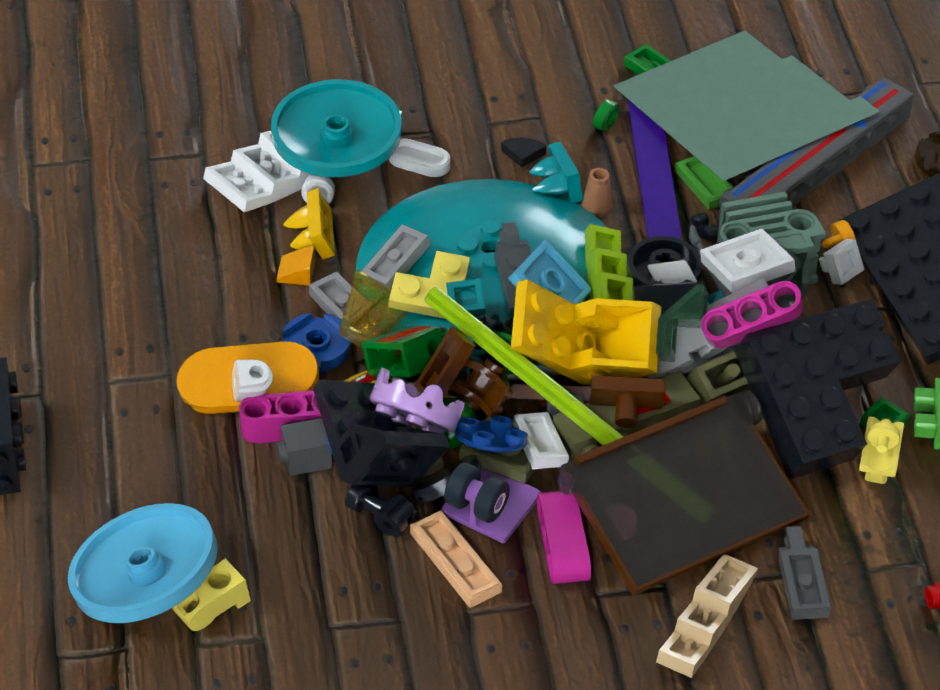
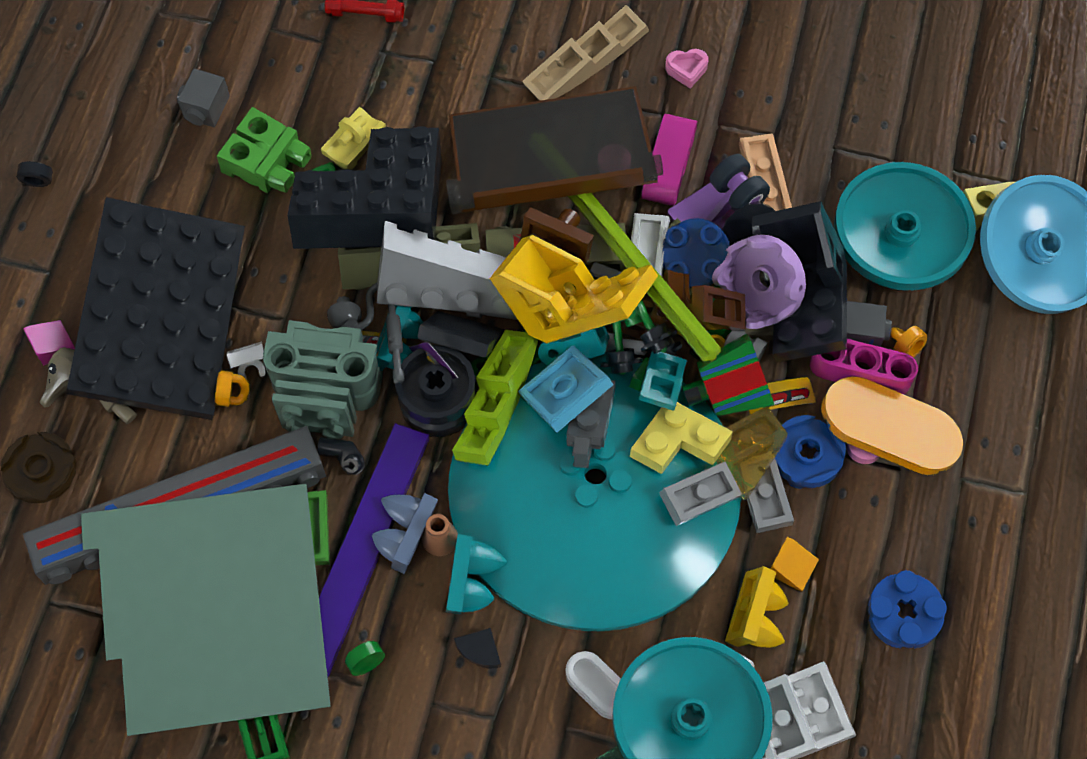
camera: 155 degrees left, 20 degrees up
(183, 252) = (910, 589): none -> blue plate
(250, 379) = (898, 391): white piece -> none
(253, 450) = (909, 341): none -> light orange tile
(296, 536) = (905, 226): none -> teal dish
(596, 646) = (687, 66): none -> bright pink tile
(623, 197) = (410, 513): none -> sand blue tile
(684, 313) = (475, 257): clear green slope -> none
(734, 311) = (416, 220): dark pink beam -> none
(747, 260) = (373, 305): white tile -> none
(803, 577) = (491, 59): dark grey hinge -> none

